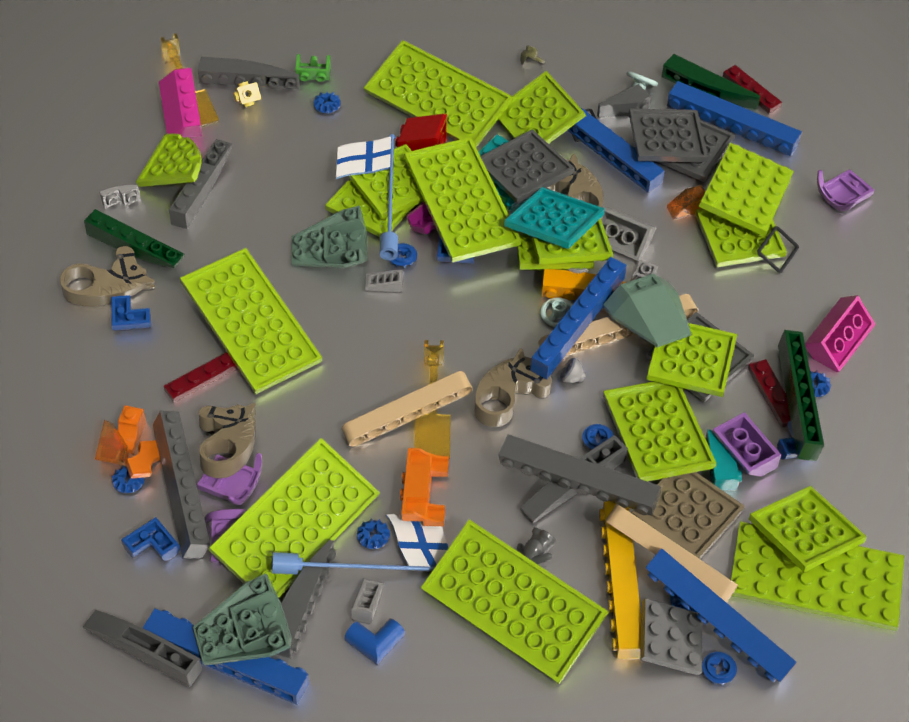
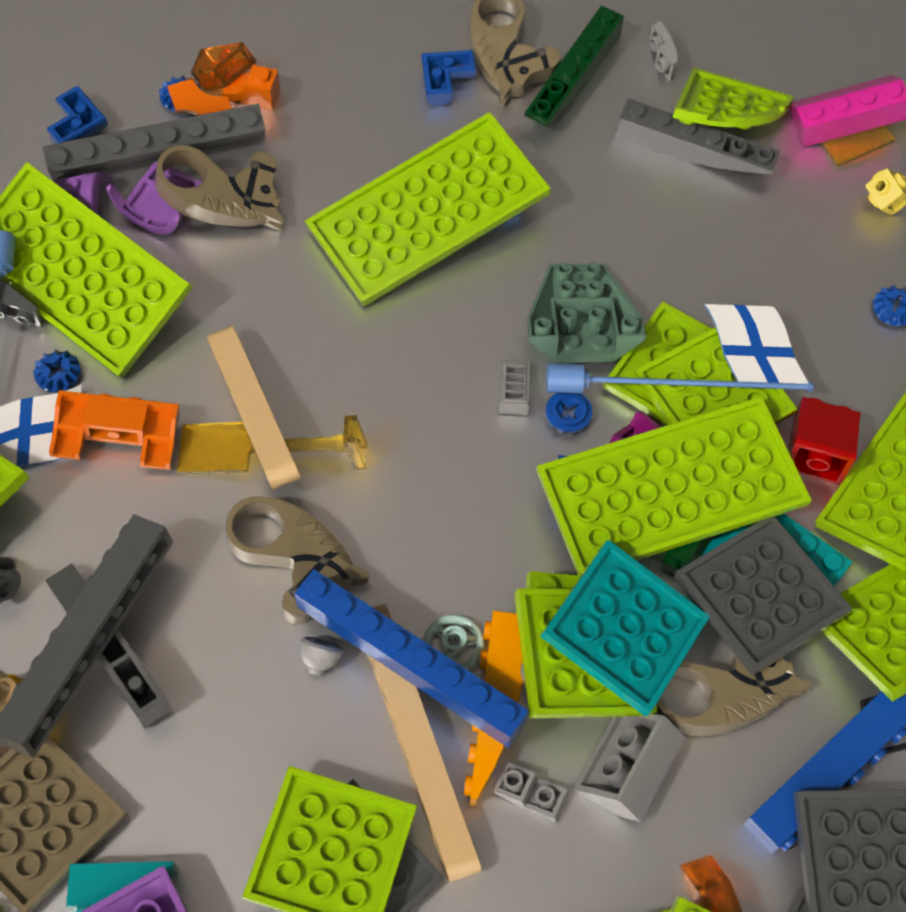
camera: 90 degrees right, 10 degrees up
(200, 377) = (336, 157): dark red plate -> none
(591, 432) = (181, 678): blue gear -> none
(649, 309) = (420, 784): sand green wedge -> none
(658, 430) = (183, 781): lime plate -> none

